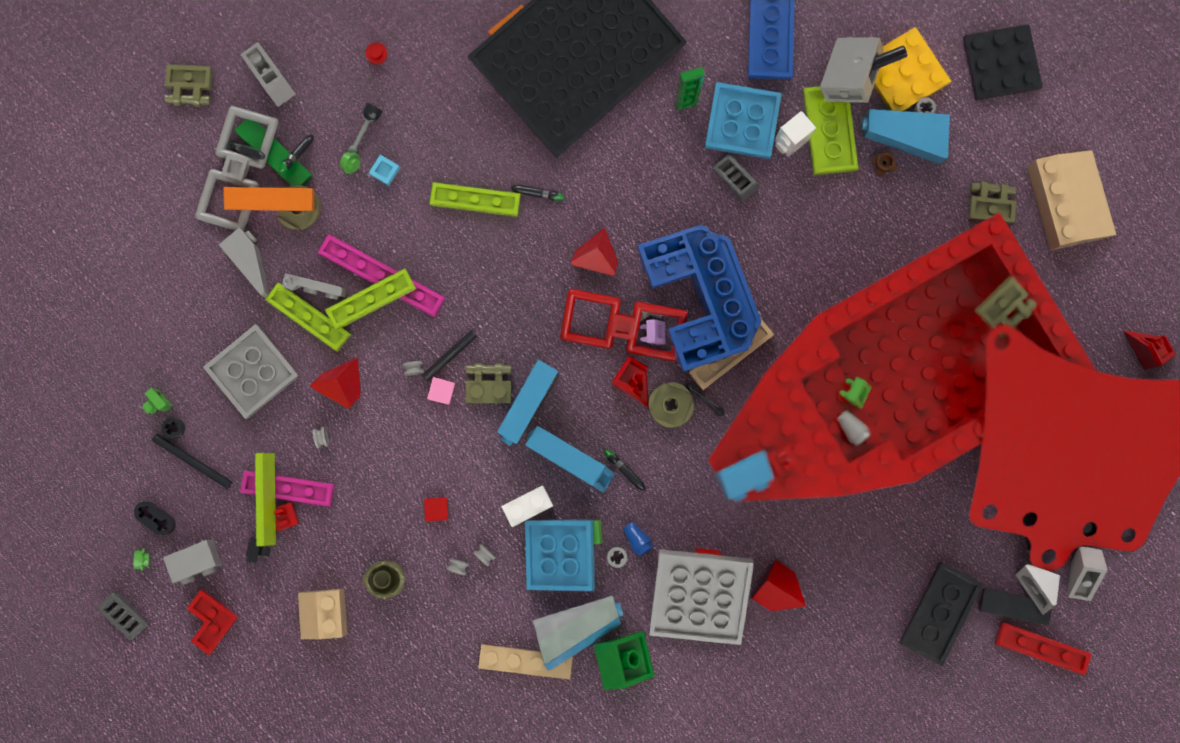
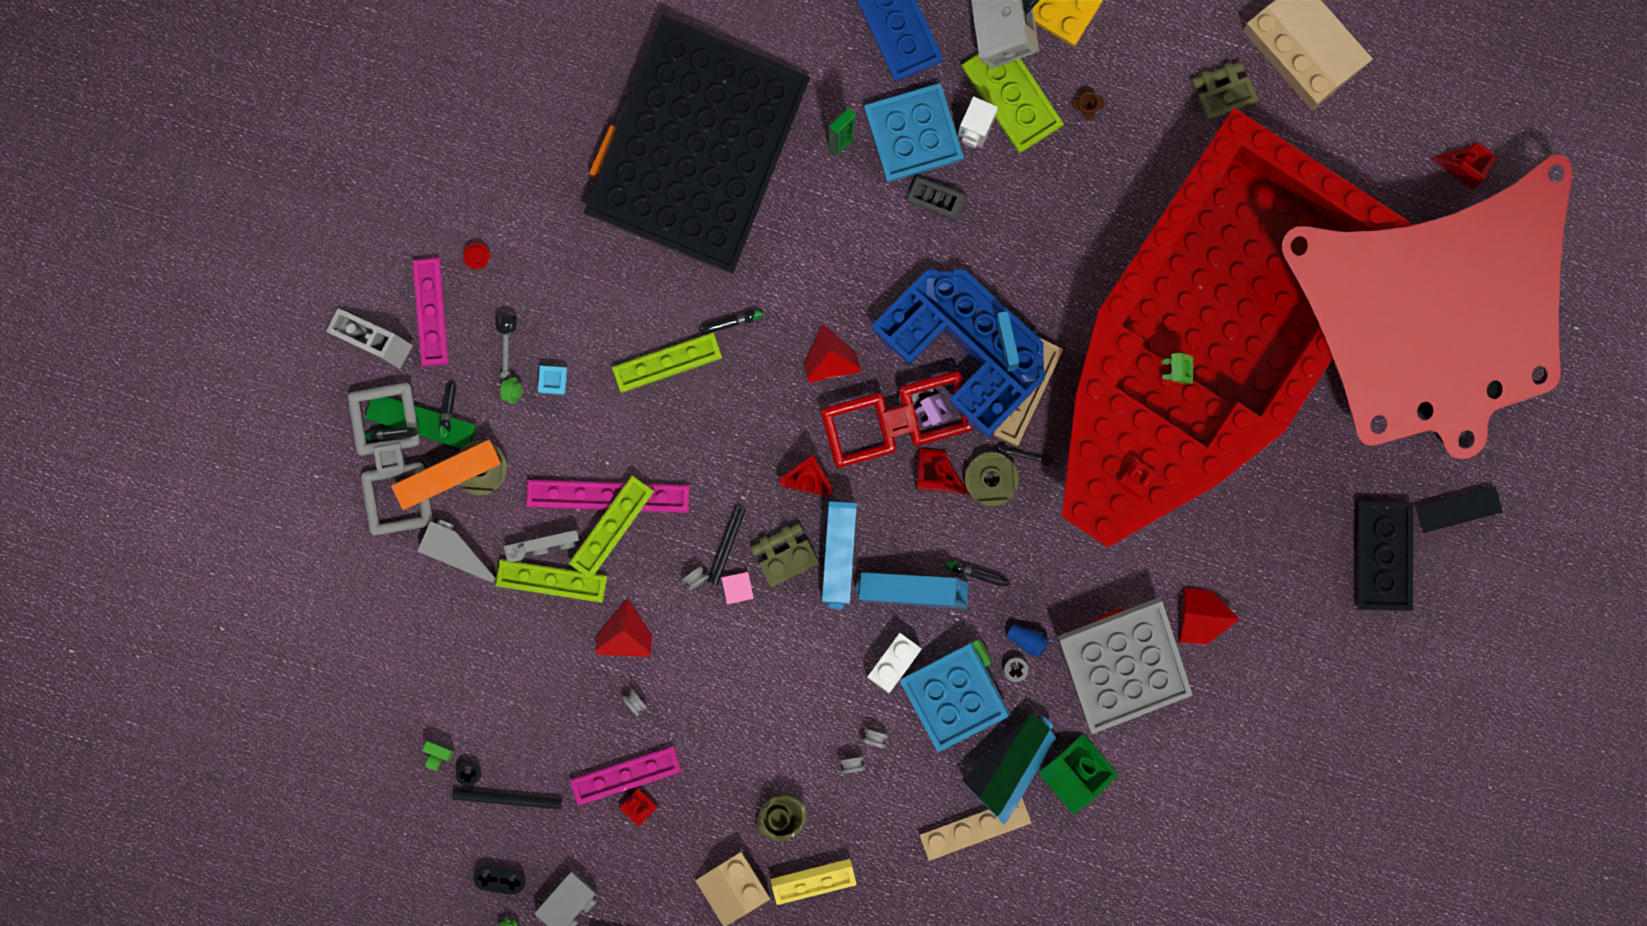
camera: 30 degrees left, 0 degrees up
(188, 78) = (283, 386): olive plate -> none
(251, 371) = (522, 670): light grey plate -> none
(254, 551) = (626, 858): black tile -> none
(265, 499) = (611, 797): lime tile -> none
(322, 77) = (430, 312): none -> dark pink tile
(383, 639) = (813, 881): none -> light yellow plate
(436, 509) = (797, 716): red tile -> none
(534, 335) = (807, 478): none -> red slope
(734, 307) = (1007, 341): none -> dark azure tile
(745, 476) = (1108, 514): dark azure slope -> none
(853, 428) = (1195, 408): light grey cone -> none
(911, 132) = (1099, 57): dark azure slope -> none
(925, 101) = (1096, 17): light grey bush -> none
(1002, 302) = (1282, 202): olive plate -> none
(1040, 586) = (1472, 474): light grey slope -> none
(1043, 648) = (1509, 539): red tile -> none
(1086, 573) = (1514, 437): light grey slope -> none

